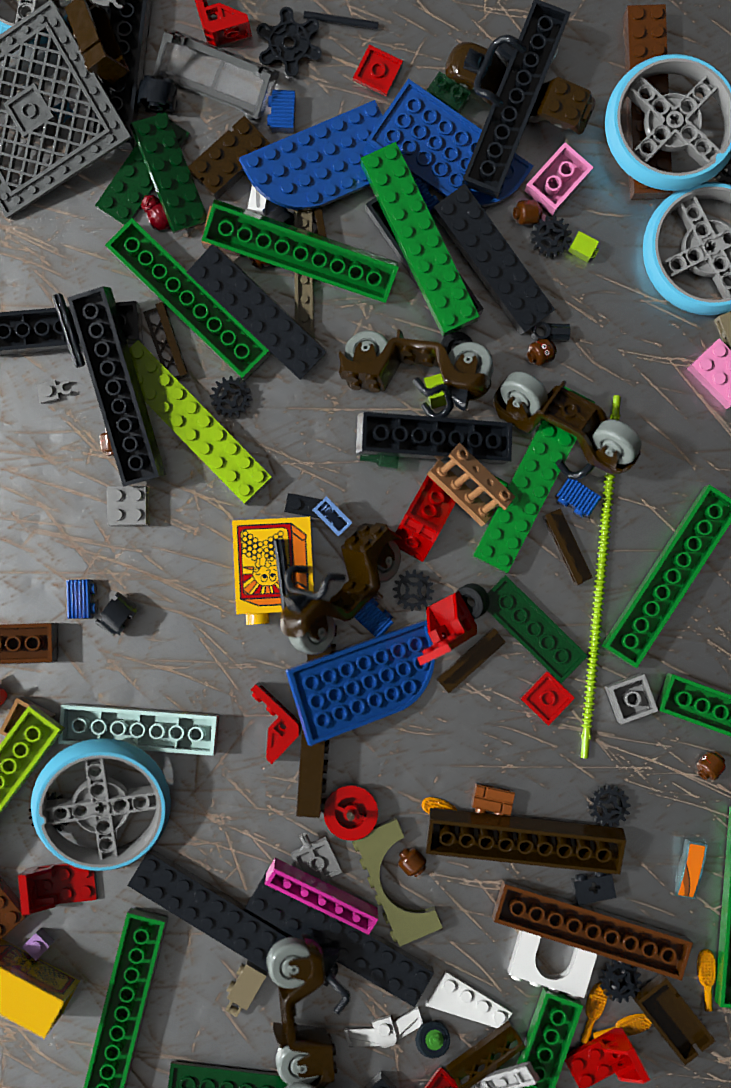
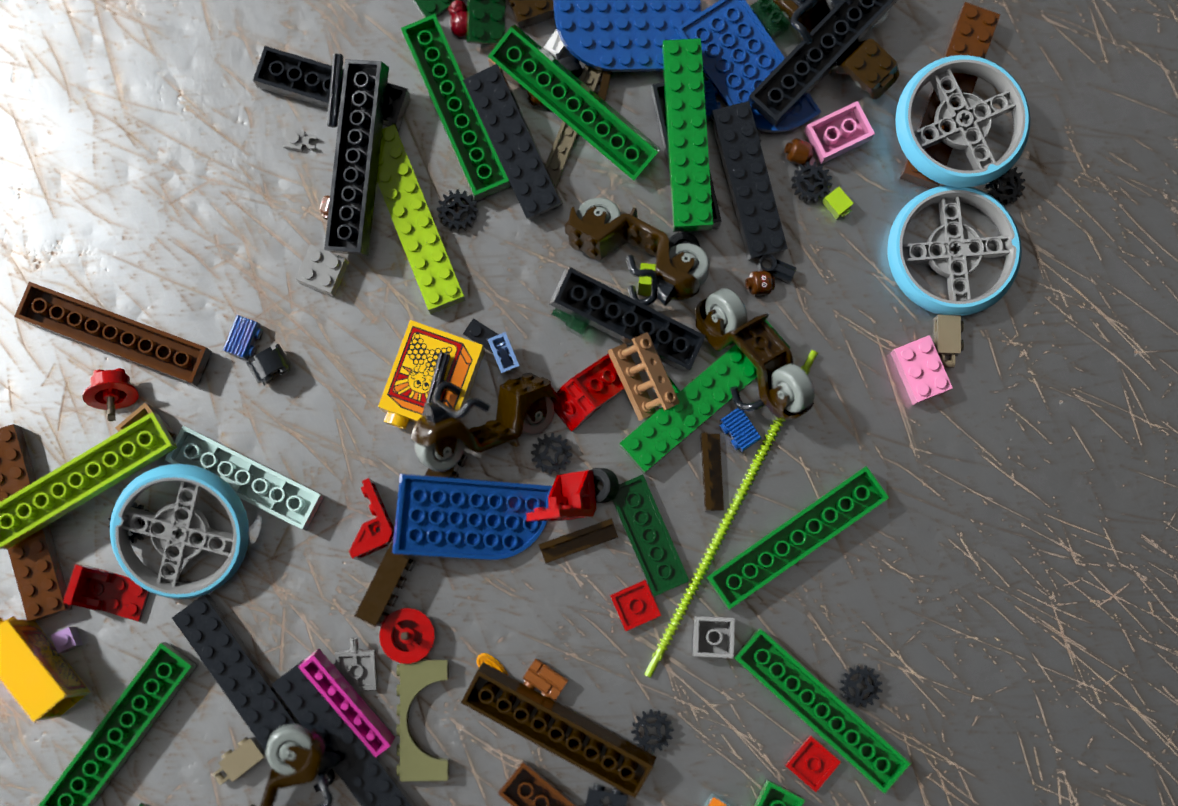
camera: 20 degrees right, 5 degrees down
(170, 338) = (425, 136): dark brown fence -> none
(374, 619) = (503, 464): blue brick -> none
(412, 862) = (445, 707): reddish brown head -> none
(711, 766) = (763, 732): reddish brown head -> none

